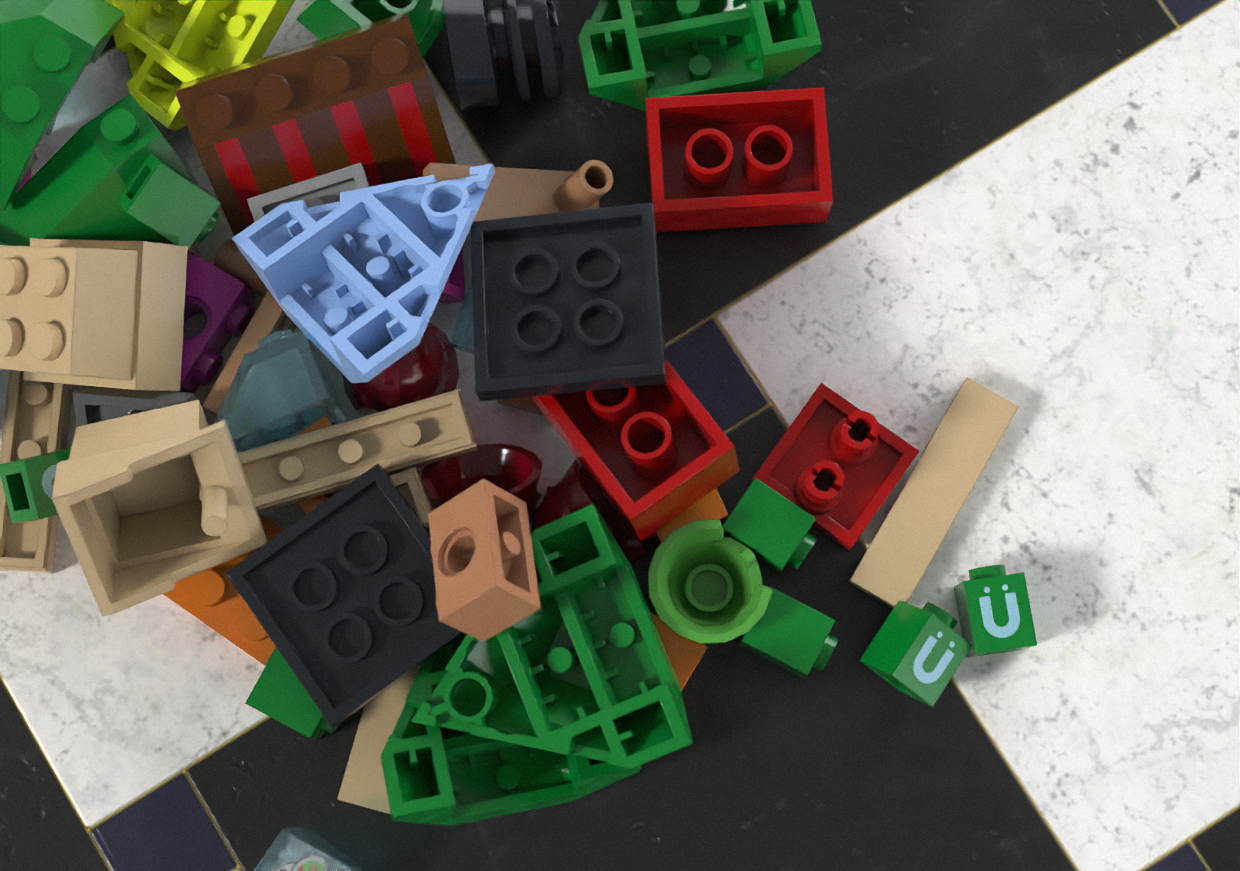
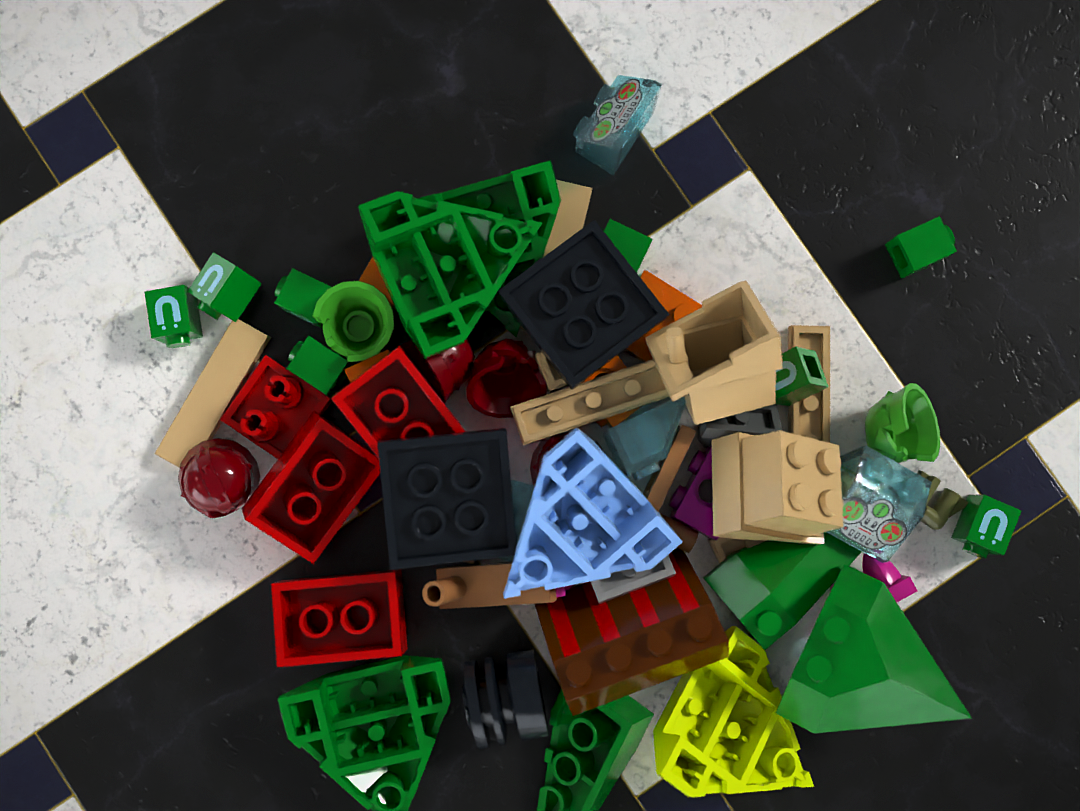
camera: 175 degrees right, 5 degrees up
(170, 203) = (729, 570): green brick -> none
(483, 561) = (496, 317): nougat brick -> none
(776, 341) = (312, 487): none -> red brick
(921, 366) = (218, 477): none -> dark red helmet

